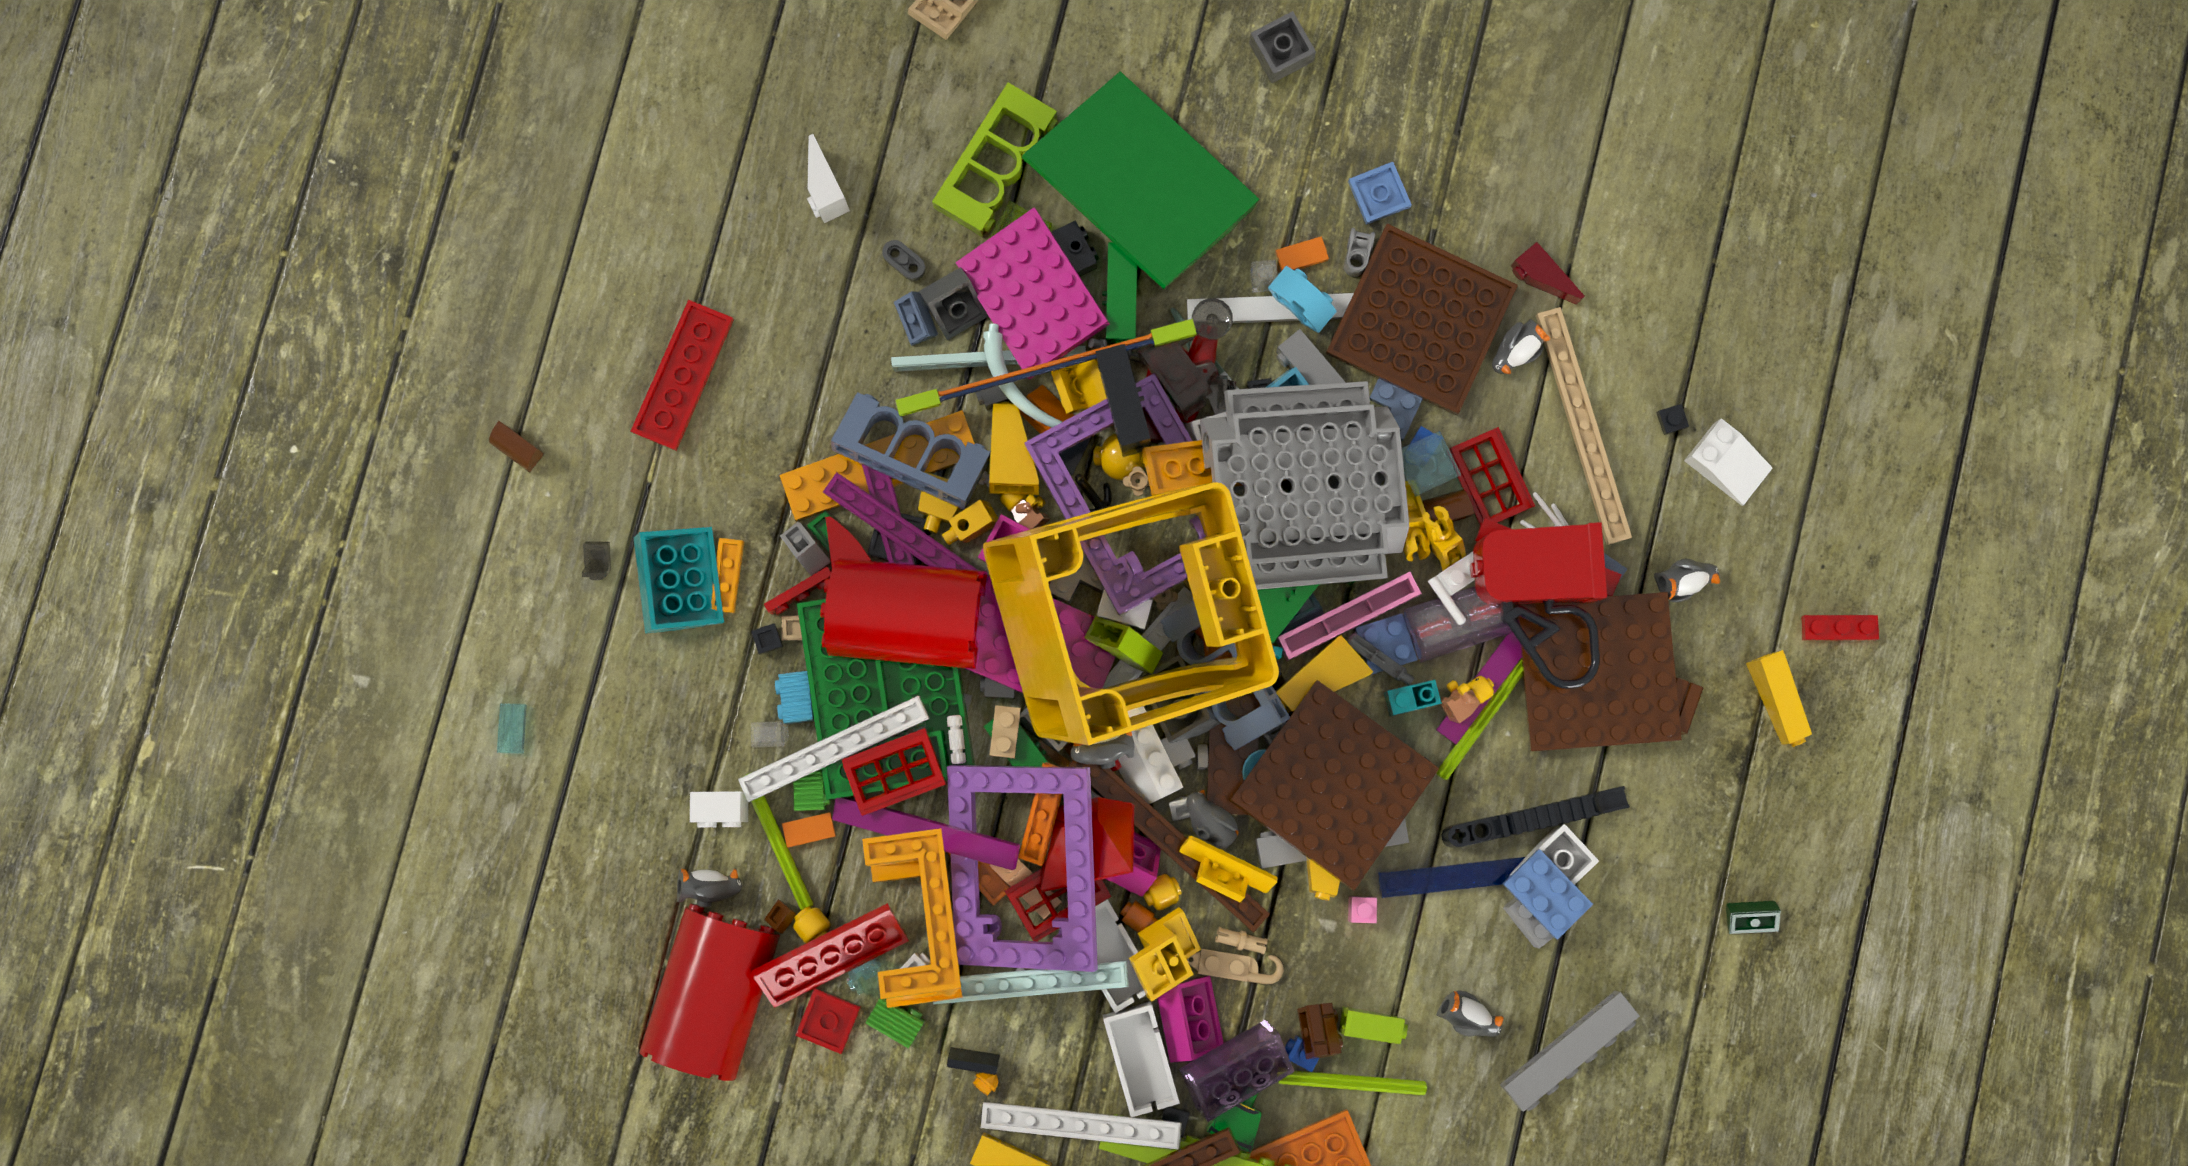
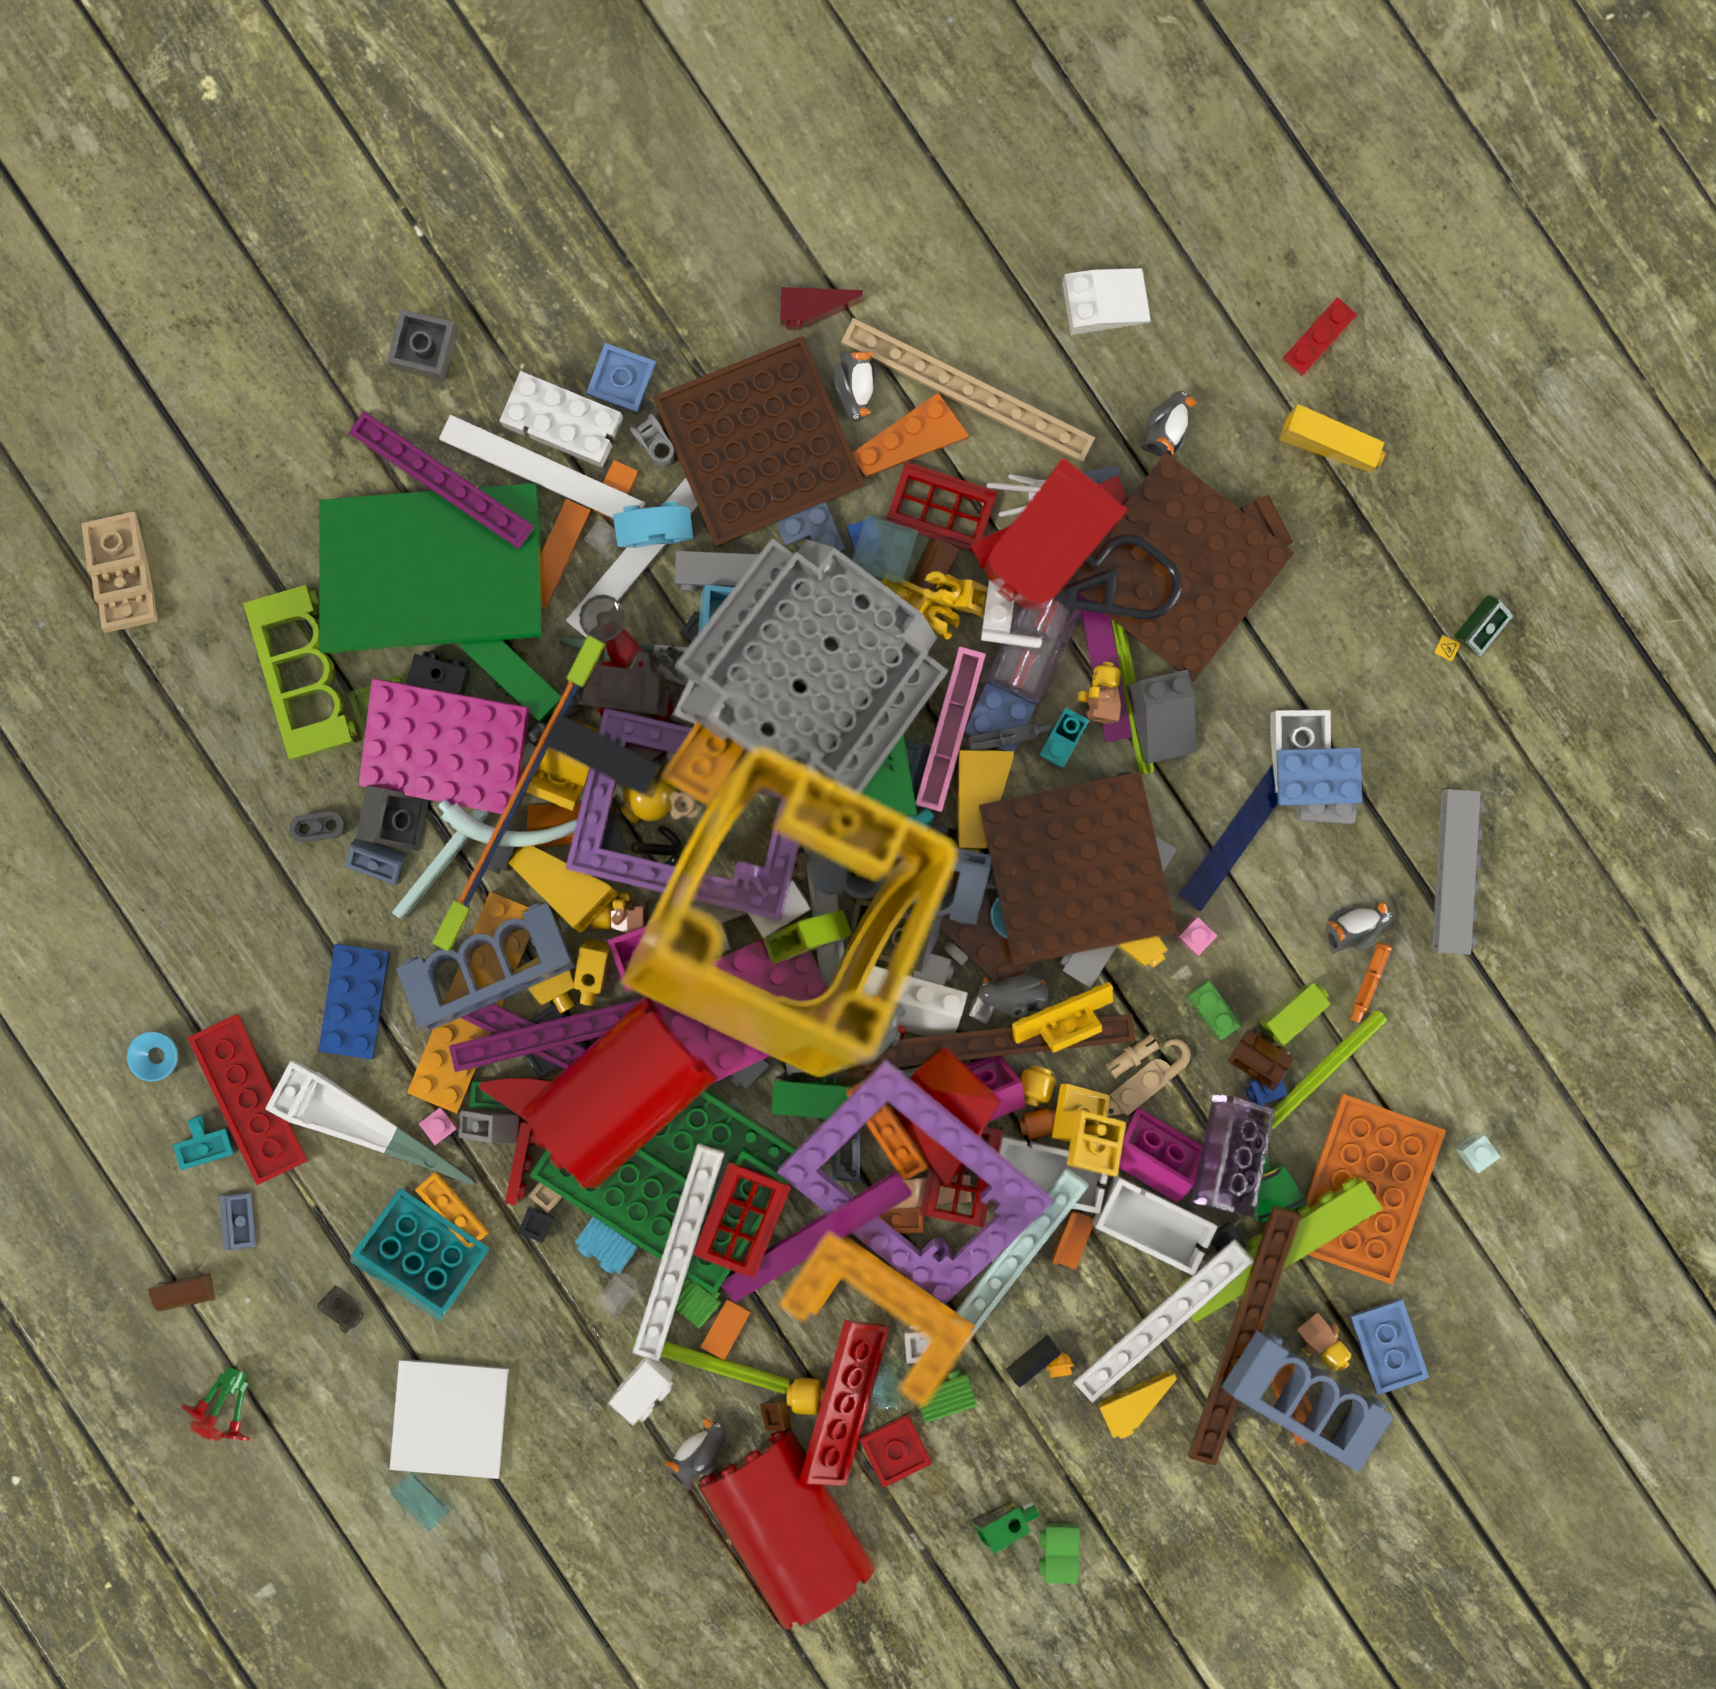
camera: 55 degrees left, 5 degrees up
(481, 530) = (230, 1382): none -> plant
(585, 698) = (449, 1418): none -> white tile
(594, 440) = (237, 1221): none -> sand blue slope
(625, 373) = (203, 1146): none -> teal plate
(648, 280) = (139, 1056): none -> medium azure piece
(721, 426) = (322, 1105): none -> white plate
(775, 515) = (438, 1125): none -> bright pink plate
(809, 387) = (354, 1001): none -> blue plate
(825, 192) = (196, 841): white slope -> none
(834, 1137) = (995, 1529): none -> green torso
(956, 739) = (761, 1144): white axle -> none
(998, 807) = (847, 1160): none -> slope
(1005, 731) = (792, 1100): tan plate -> none
(1080, 1012) = (1072, 1239): none -> orange panel
(1205, 137) = (441, 480): none -> magenta tile
(1231, 253) = (560, 547): none -> orange tile
(1269, 190) = (536, 468): none -> white tile
(1316, 178) = (561, 419): none -> white piece
(1323, 967) = (1213, 1010): none -> bright green brick
(1440, 1059) = (1370, 981): none -> orange piece
(1491, 752) = (1164, 715): none -> dark grey slope
(1525, 418) = (917, 433): none -> orange wing
(1537, 817) = (1251, 726): black piece -> none
(1672, 419) = (1028, 312): black plate -> none
(1714, 906) = (1447, 648): none -> yellow sticker

